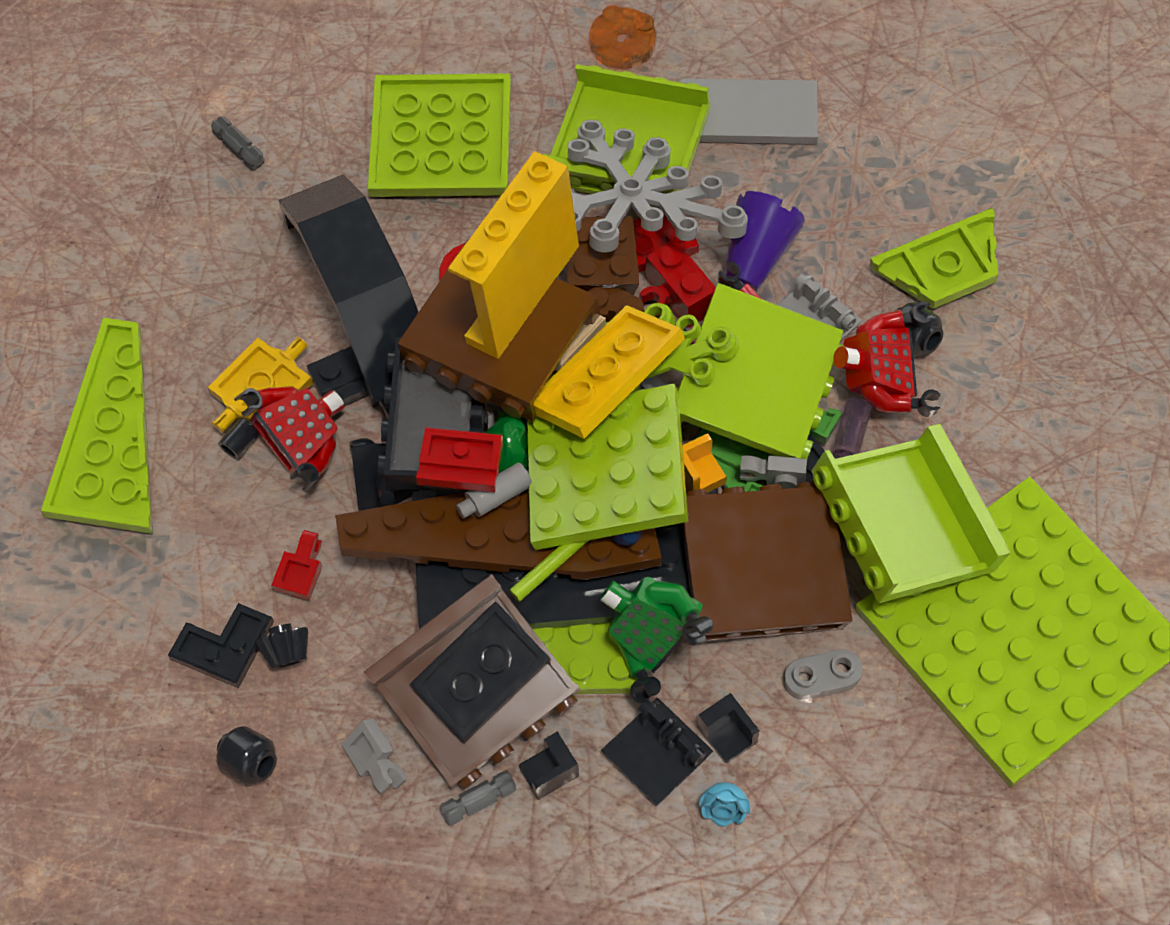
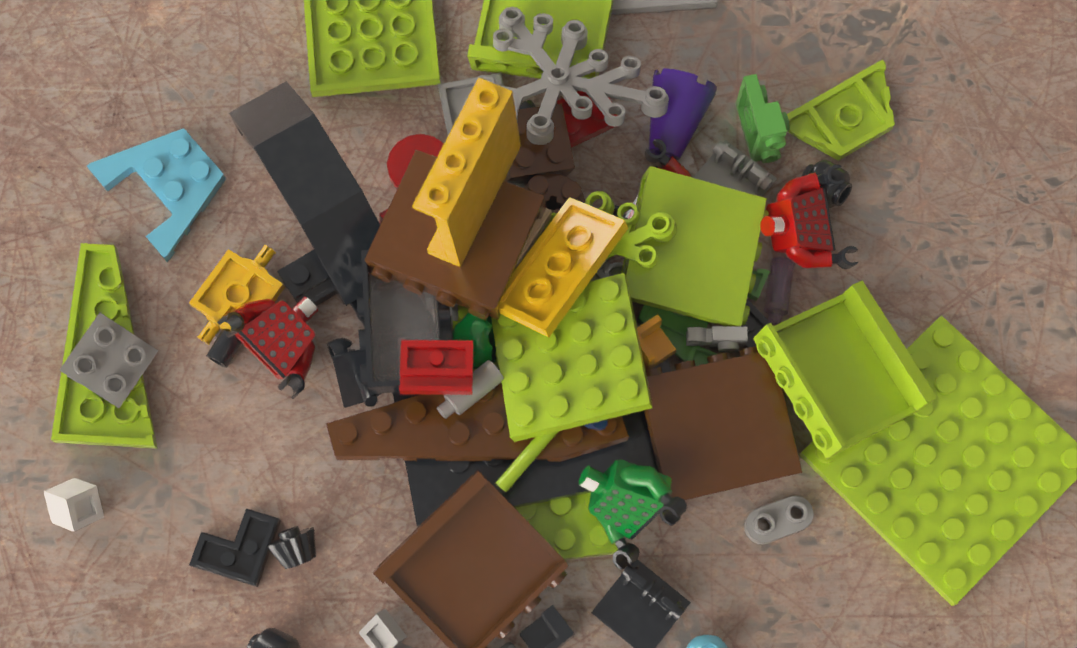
camera: 10 degrees left, 10 degrees up
(54, 580) = (74, 504): none -> white panel
(114, 433) = (108, 360): none -> light grey hinge
(213, 259) = (177, 175): none -> medium azure wing
(237, 142) = (181, 54): dark grey axle -> none
(299, 571) = (298, 474): red plate -> none
(480, 672) = (477, 558): black tile -> none
(677, 282) = (608, 161): red brick -> none
(728, 728) = (702, 581): black panel -> none
(849, 257) = (761, 121): none -> bright green plate

